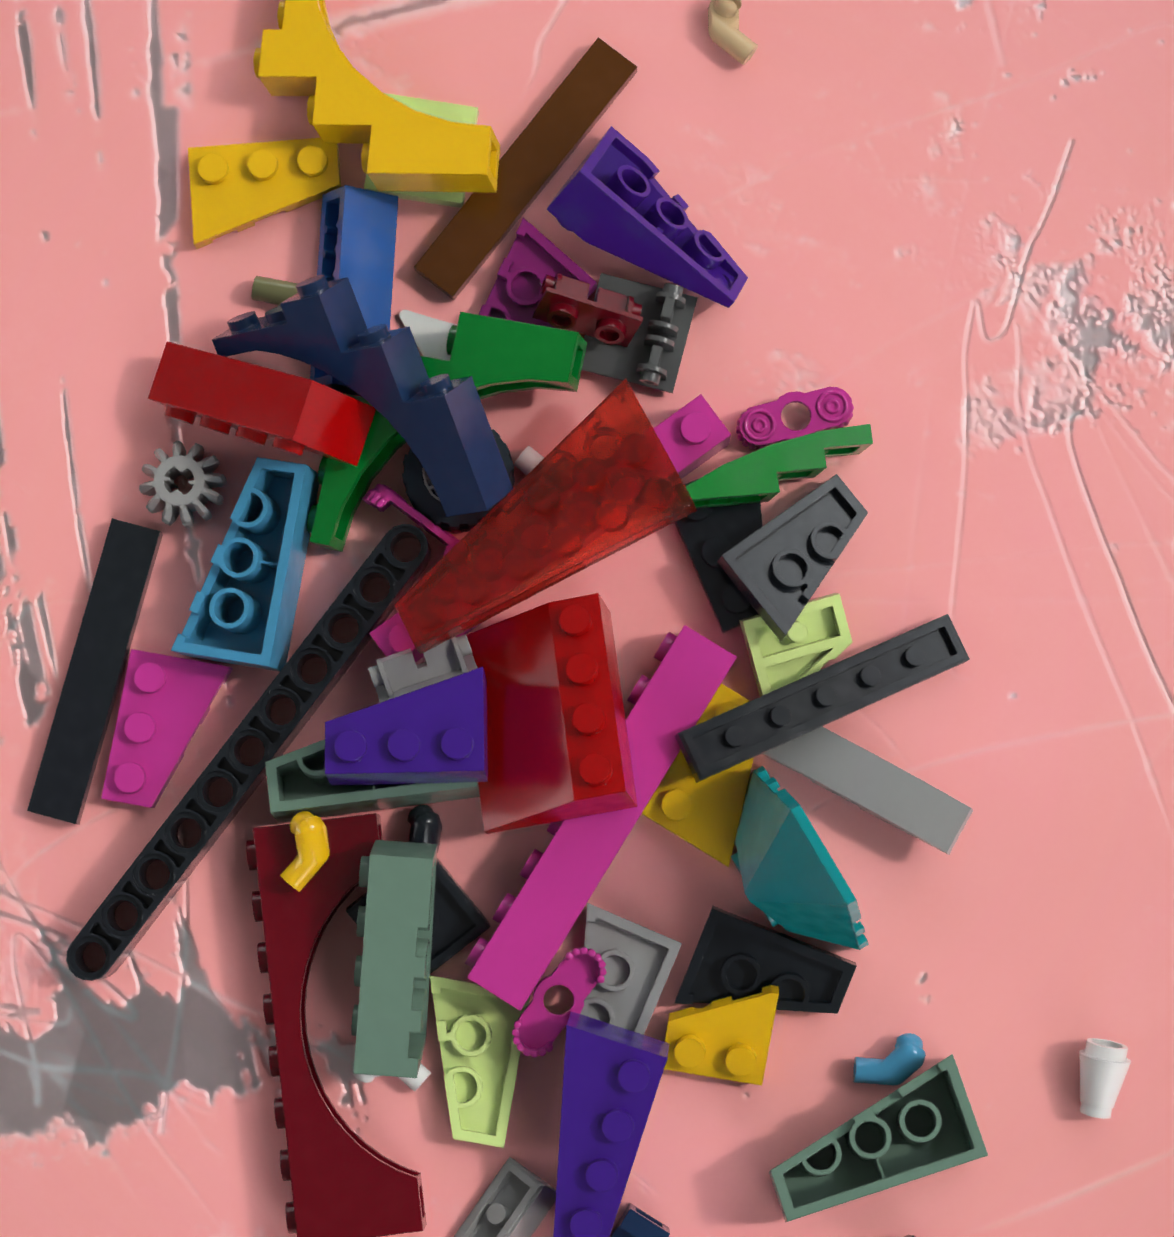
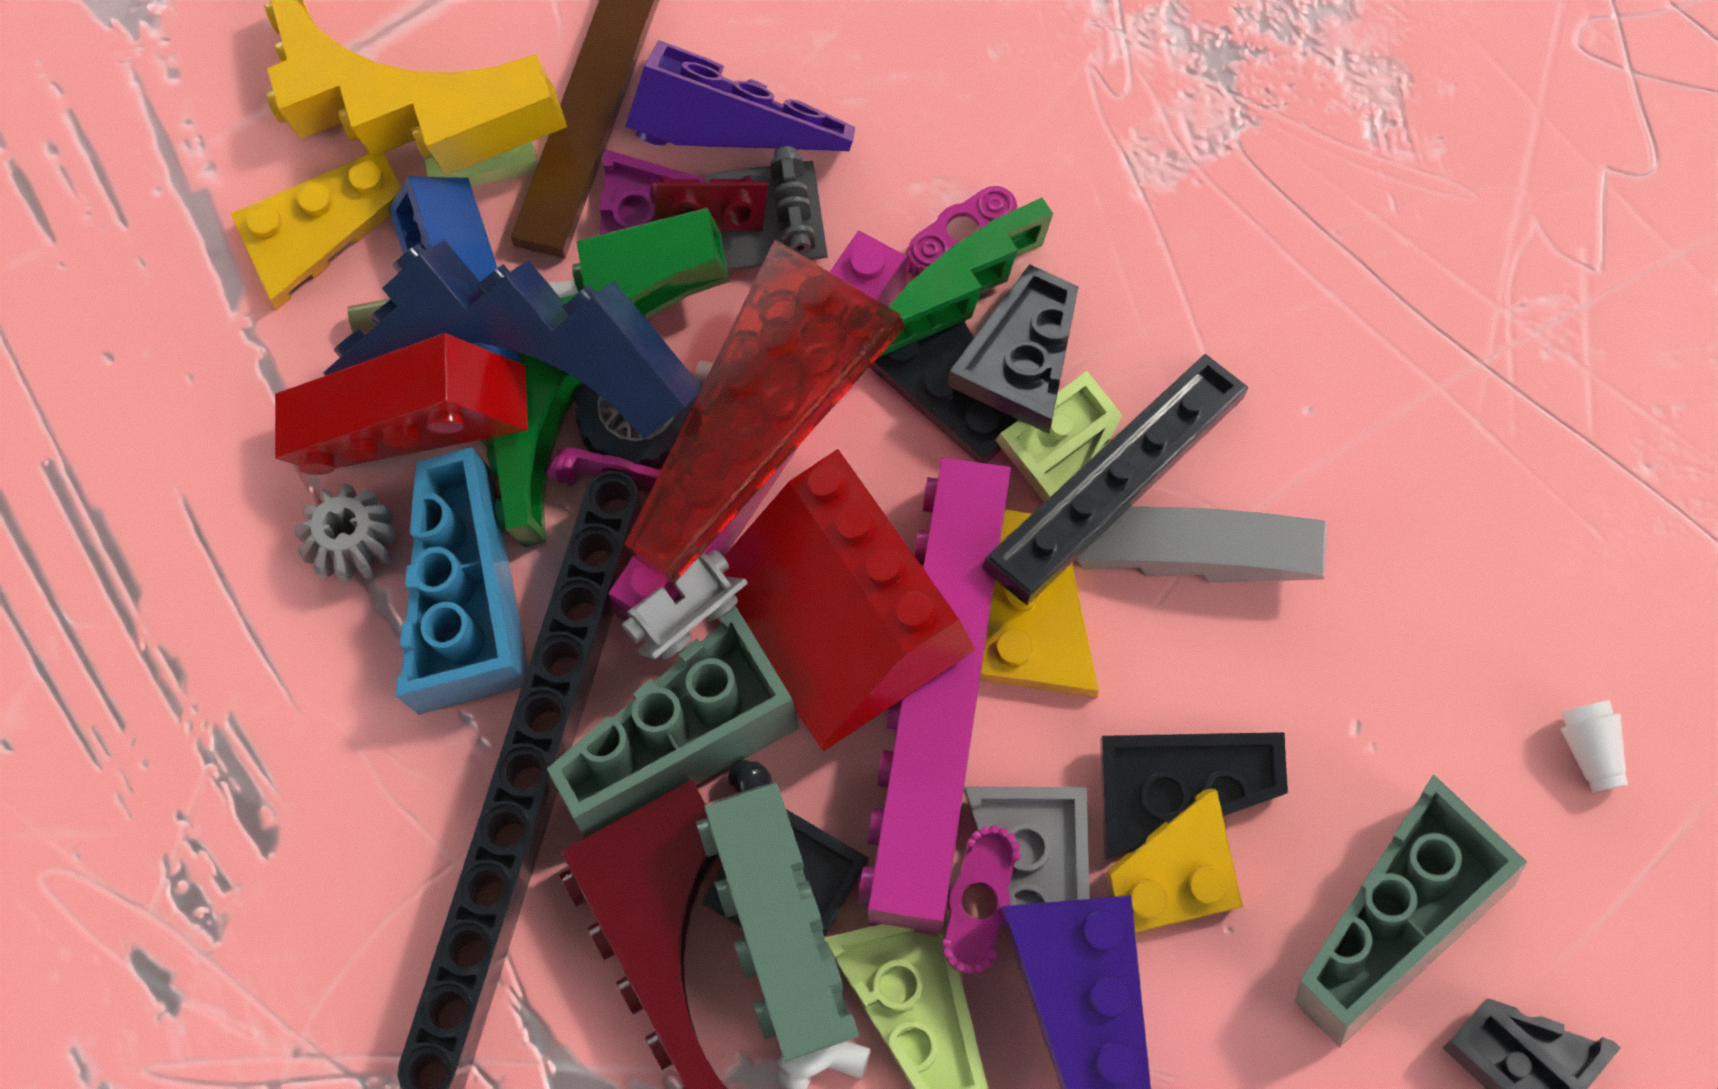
camera: 25 degrees left, 15 degrees down
(95, 671) = (320, 772): black tile -> none
(156, 720) = (408, 795): dark pink wing -> none
(311, 846) = (637, 842): yellow arm -> none
(414, 738) = (702, 668): dark purple wedge -> none
(790, 870) = (1179, 640): teal wedge -> none
(896, 1067) = (1376, 828): dark azure arm -> none

